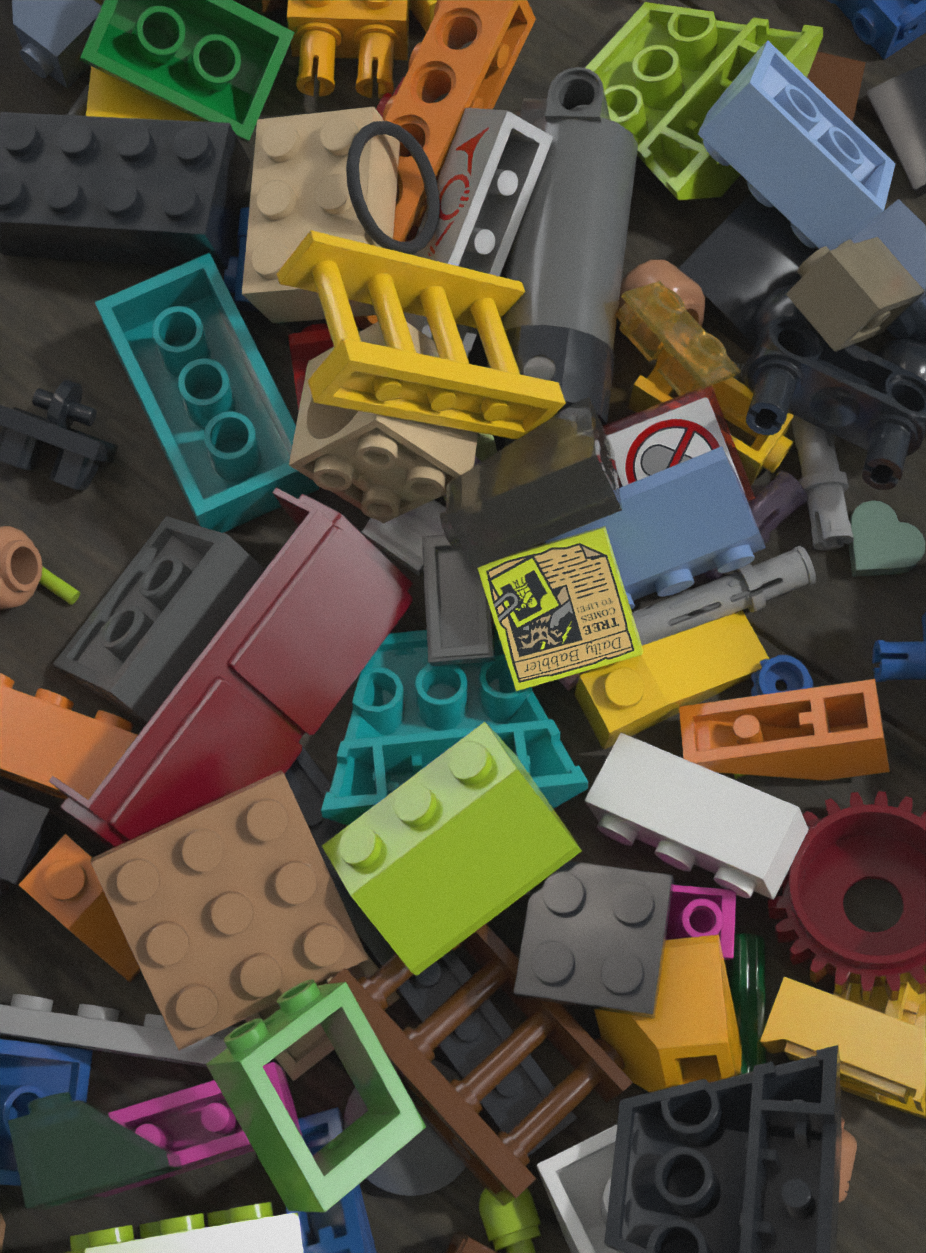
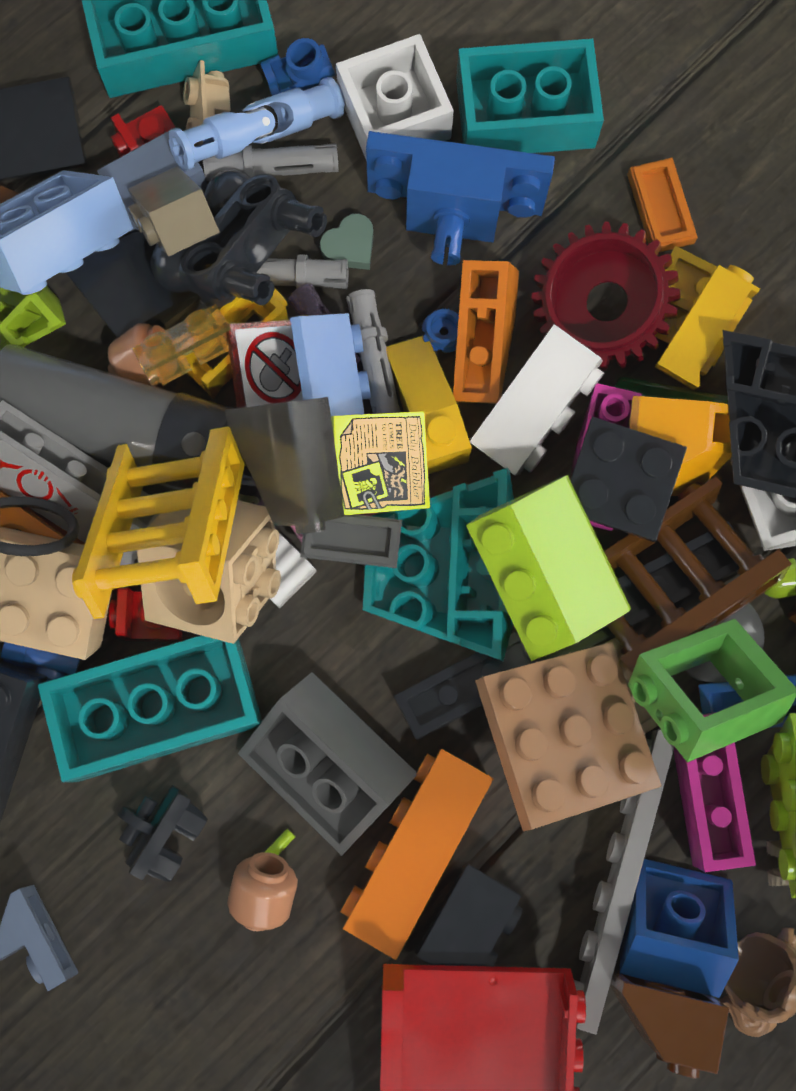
camera: 80 degrees left, 5 degrees up
(73, 895) = (532, 853): orange slope -> none
(80, 1151) = (734, 860): clear green slope -> none
(258, 681) = (401, 695): dark red piece -> none

